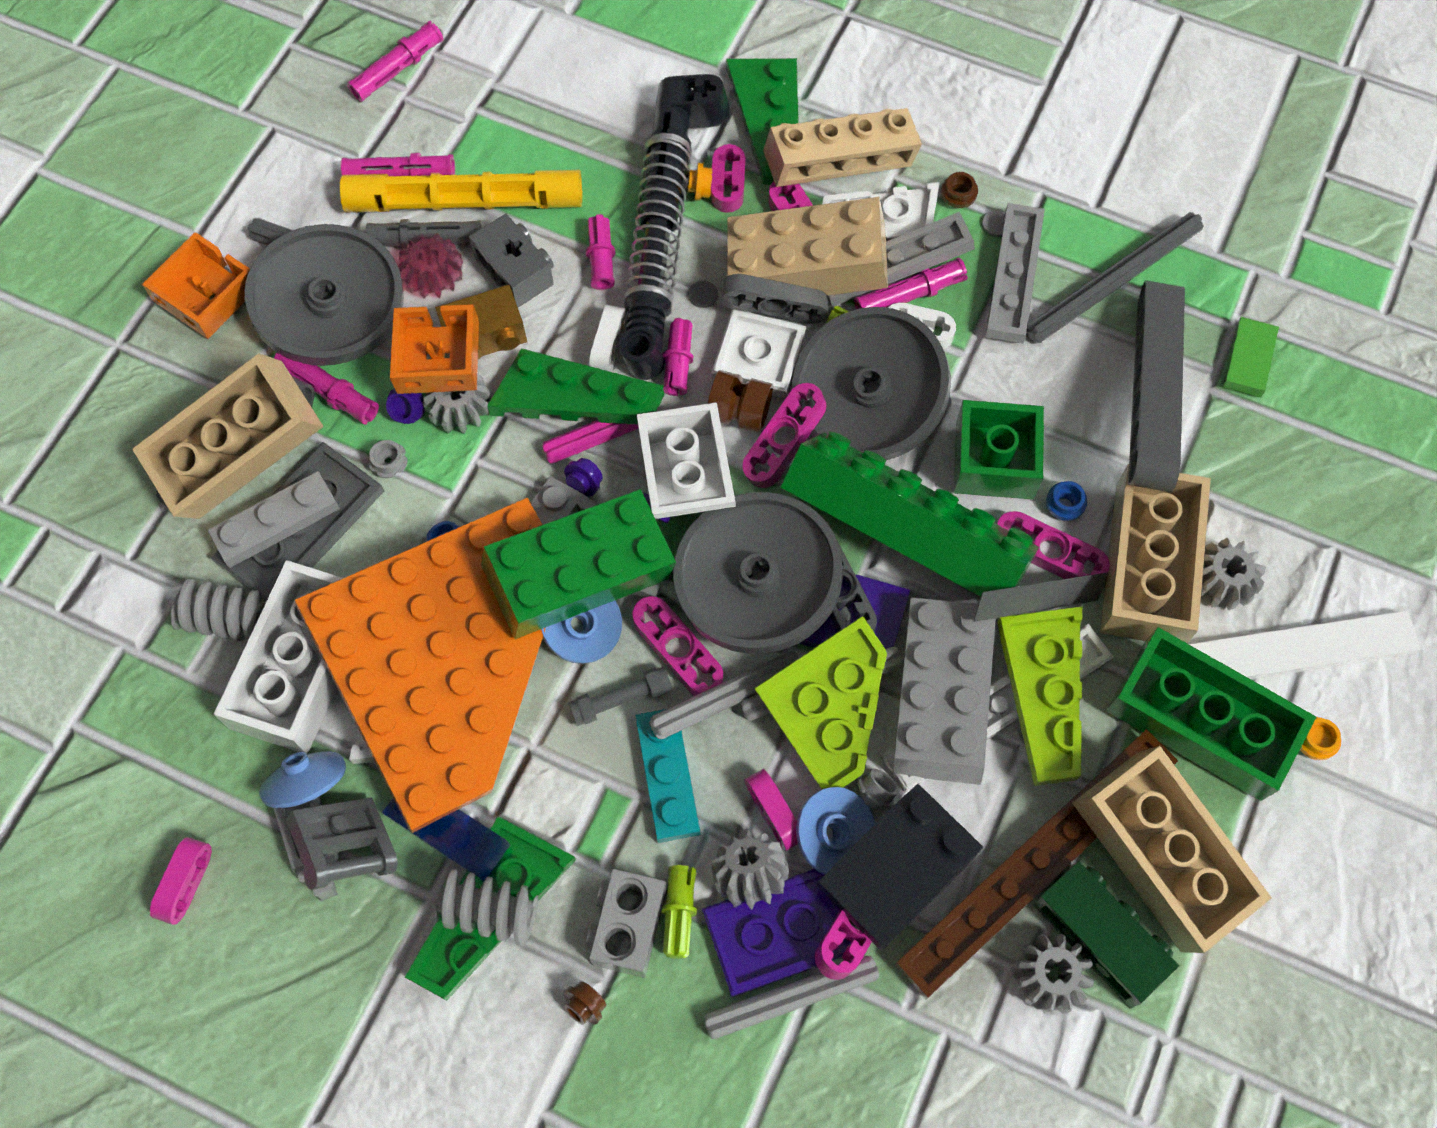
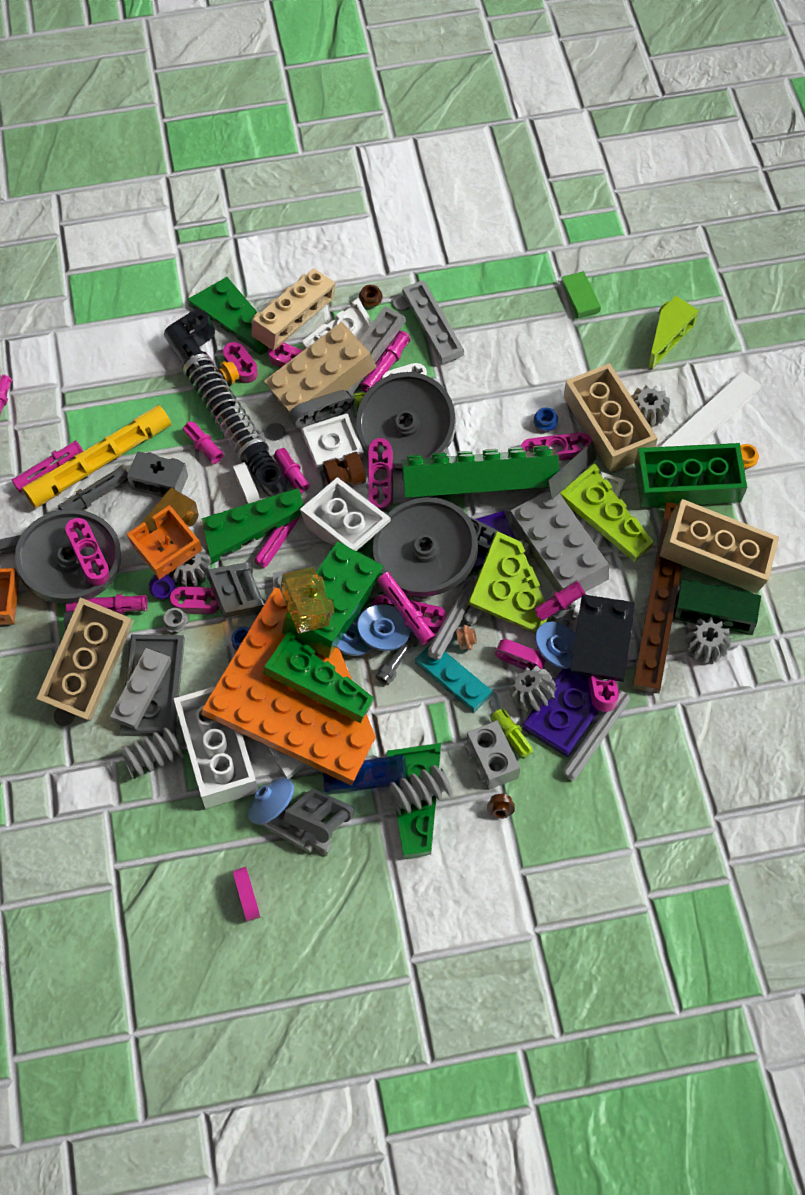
camera: 35 degrees left, 5 degrees down
(349, 317) = (86, 561): none -> dark pink beam
(427, 455) = (195, 600): none -> dark pink beam
(430, 265) = (114, 505): clear pink gear -> none
(465, 649) = (306, 673): none -> green wing
(475, 463) = (229, 590): none -> dark grey plate
(526, 520) = (306, 599): none -> clear yellow brick
(583, 476) = (291, 561): dark purple plate -> none
(631, 629) = (384, 619): none -> medium blue dish
(666, 640) = (422, 632): none -> dark pink pin
(723, 732) = (466, 637): none -> nougat plate
(880, 772) = (560, 600): none -> dark pink axle
(999, 449) = (495, 414): green brick -> none
(1114, 277) = (484, 294): dark grey axle -> none
(1157, 388) = (550, 334): dark grey beam -> none
(1354, 478) = (674, 323): none -> lime slope

